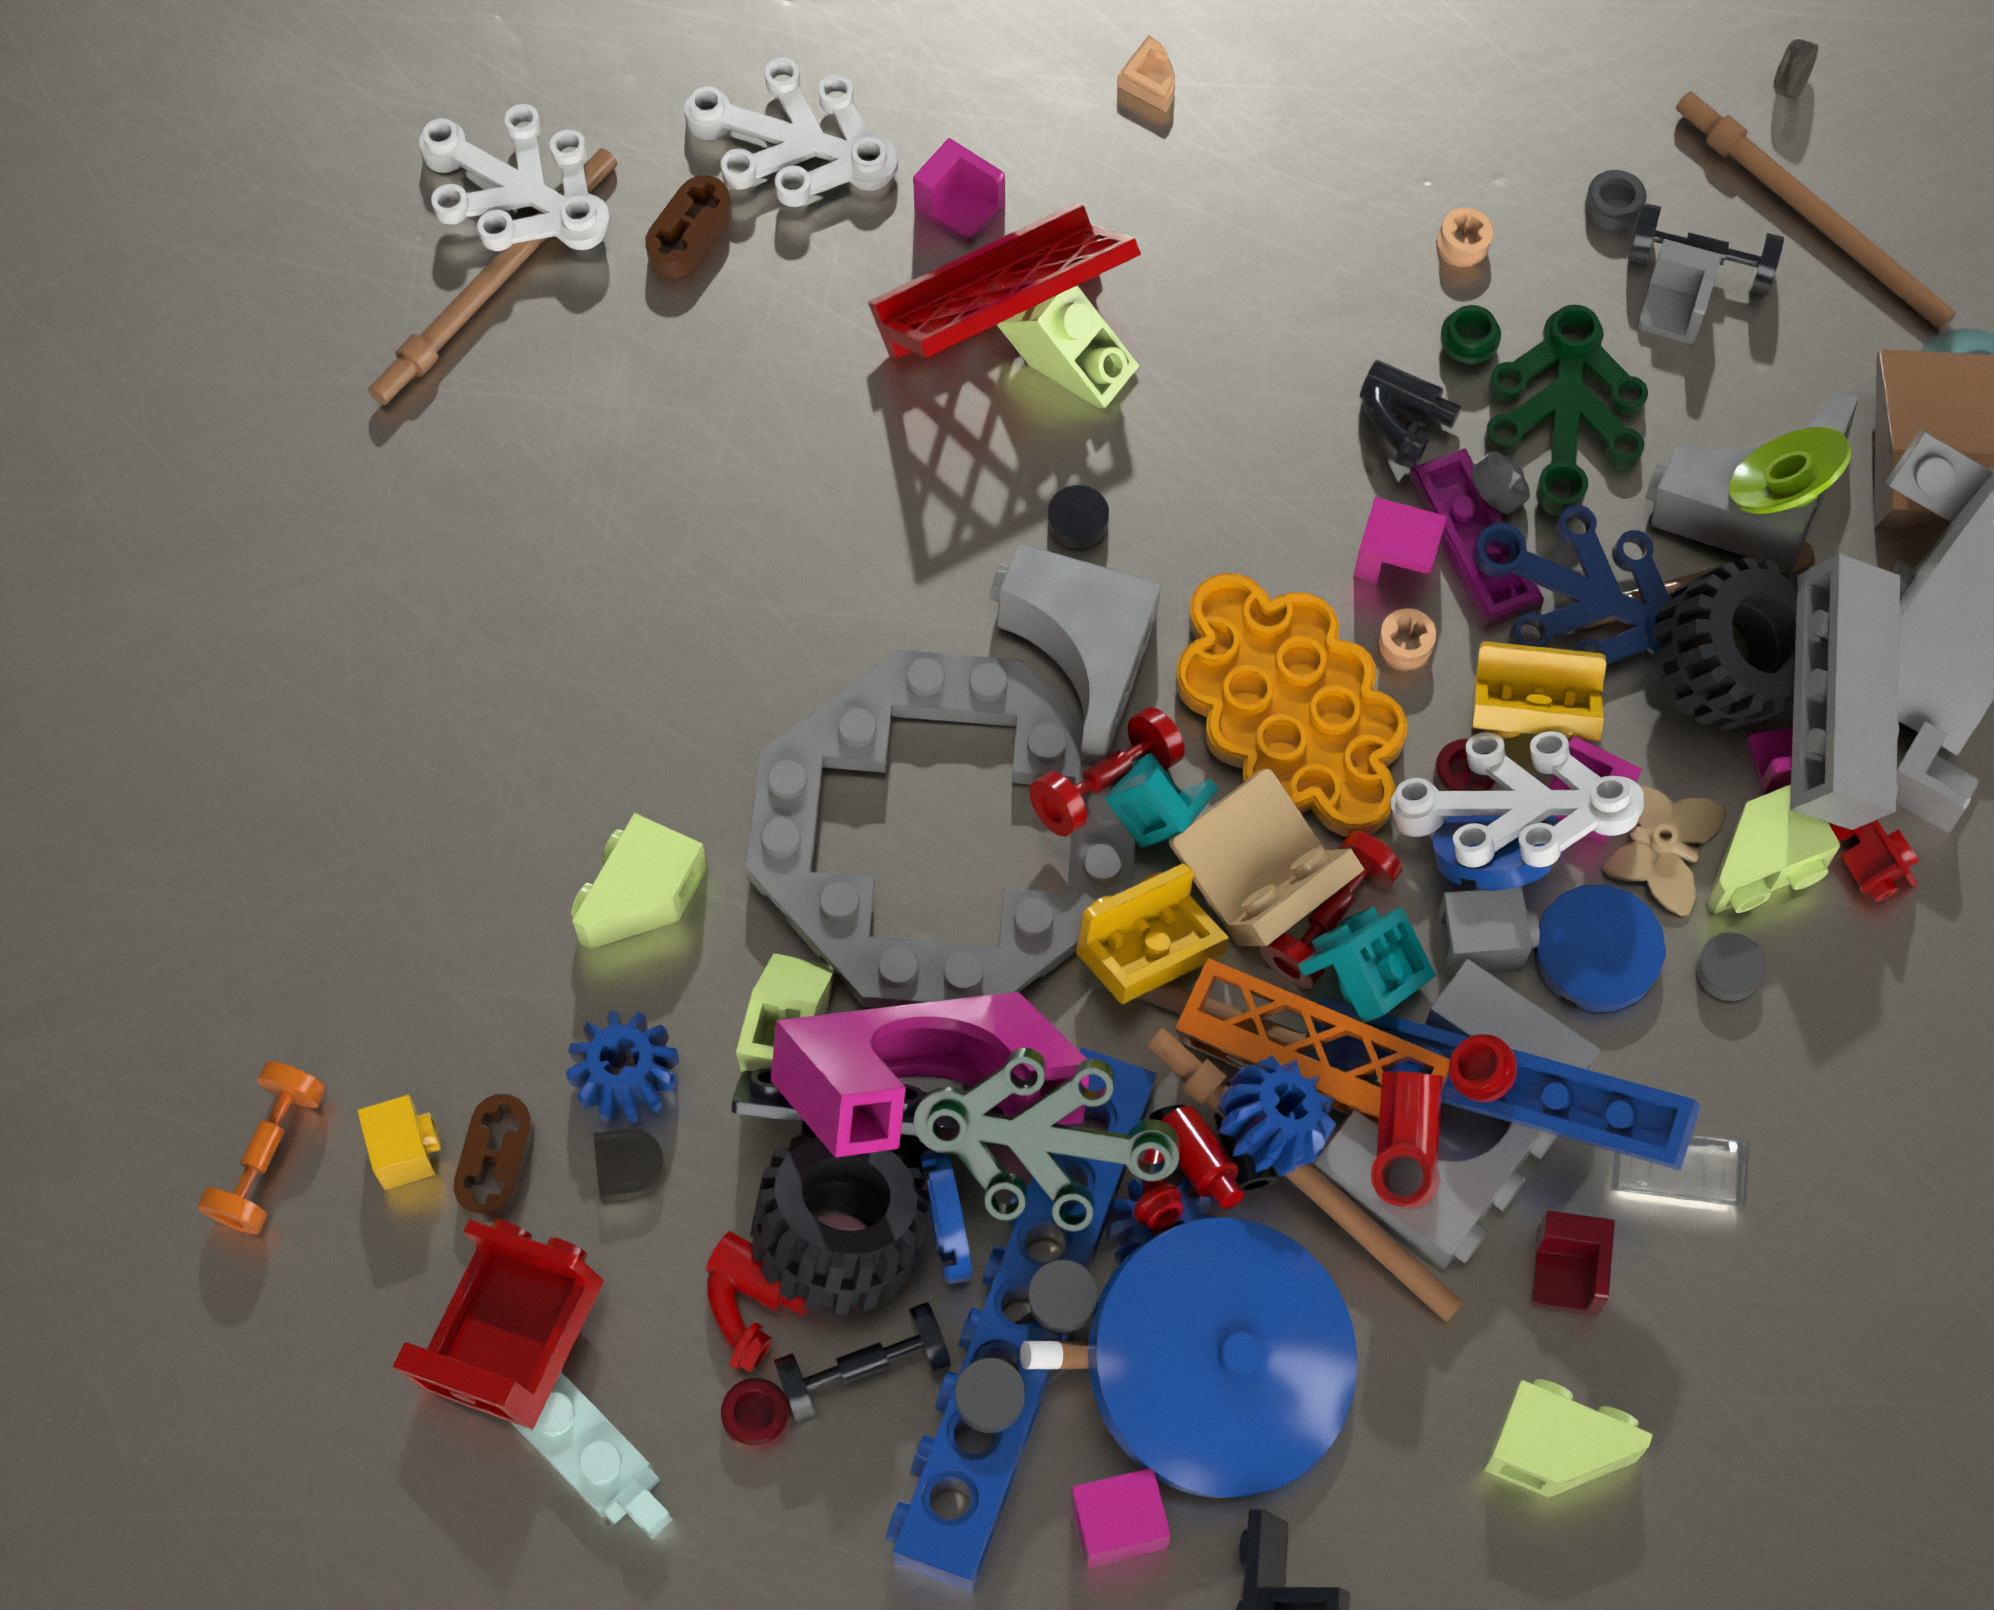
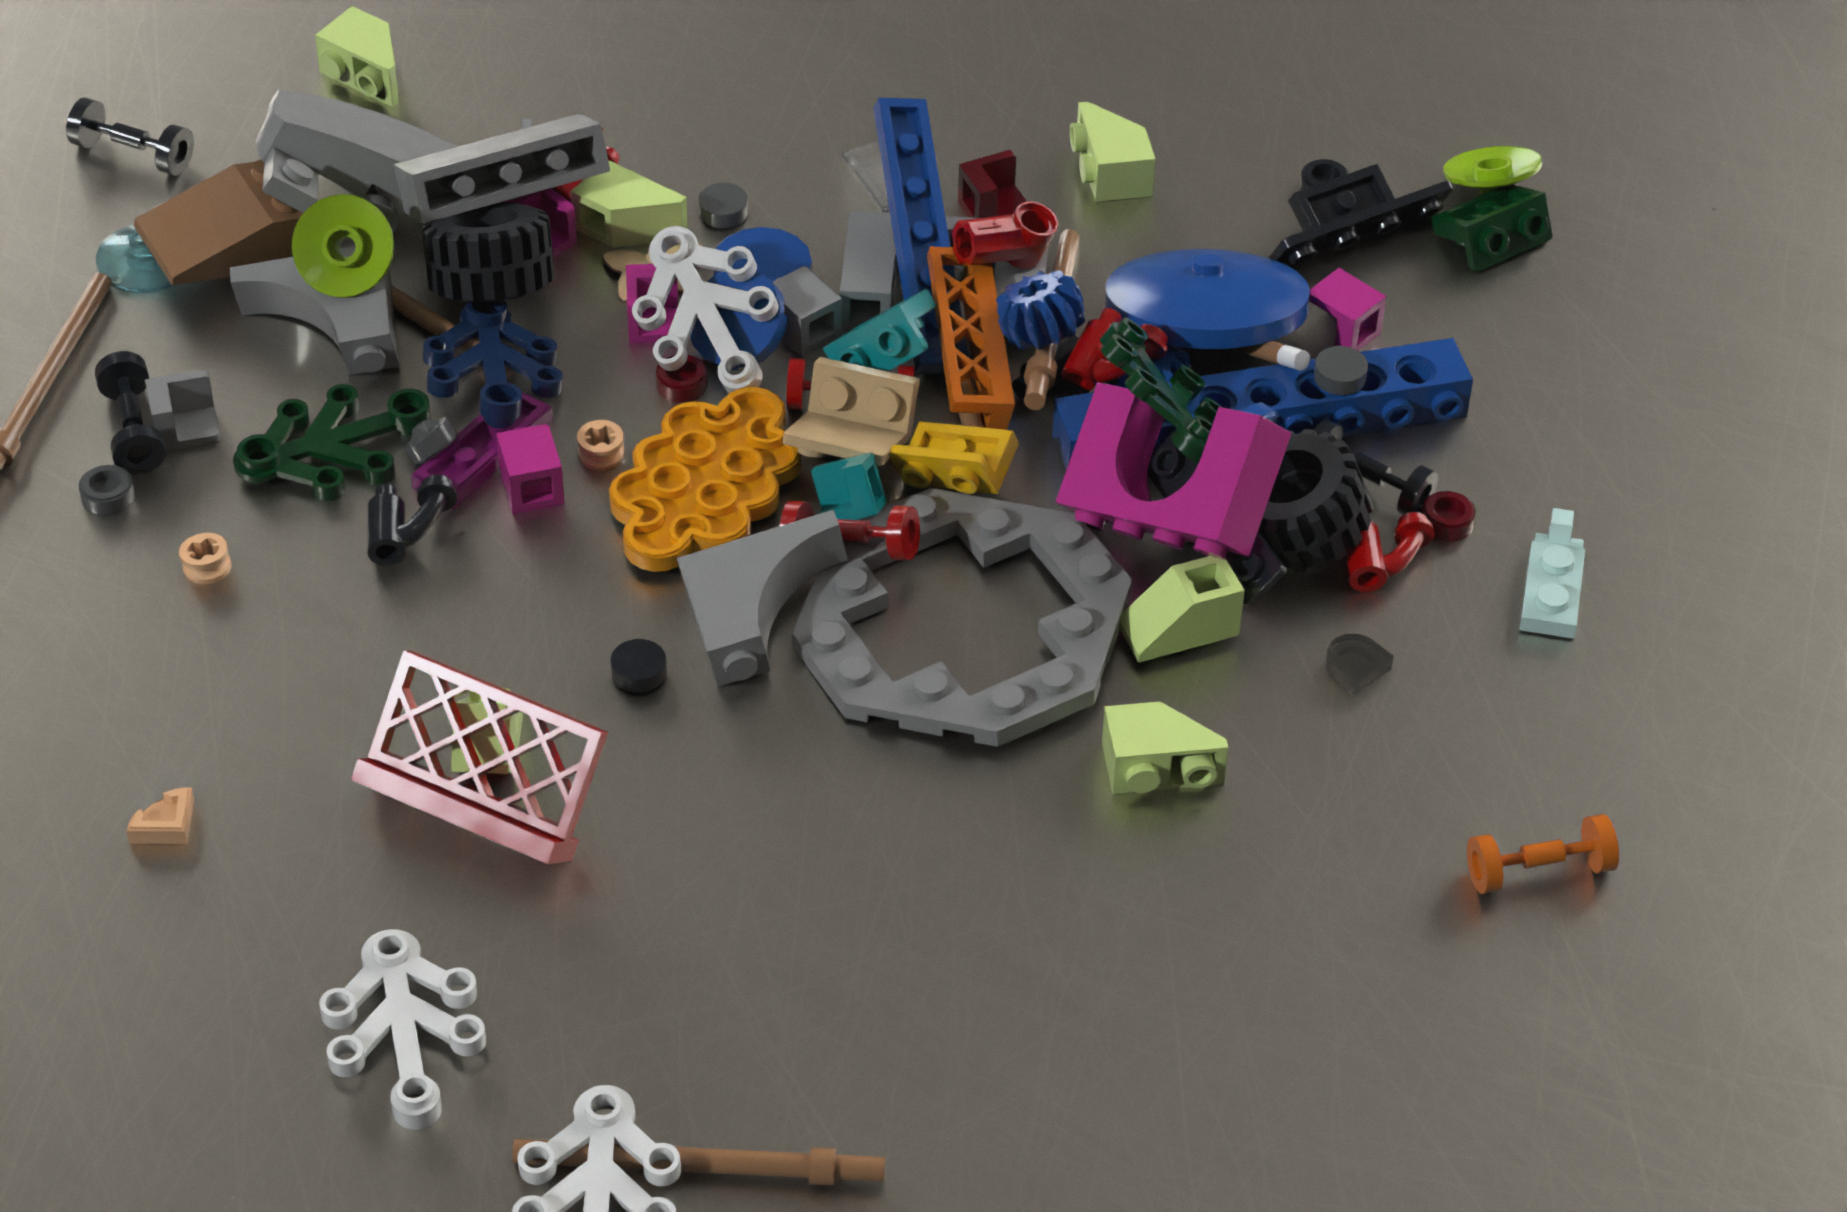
camera: 125 degrees left, 20 degrees down
(399, 1141) = (1465, 778): yellow plate -> none
(480, 1153) = (1421, 734): reddish brown beam -> none
(506, 1324) = (1529, 646): red panel -> none
(611, 1049) = (1296, 687): blue gear -> none
(680, 221) = (548, 1048): reddish brown beam -> none
(959, 191) = (383, 880): dark pink panel -> none
(1062, 1296) = (1247, 366): dark grey tile -> none
(1470, 334) = (301, 513): dark green plate -> none
(1483, 1068) = (925, 224): red plate -> none
(1538, 691) = (603, 348): yellow bracket -> none

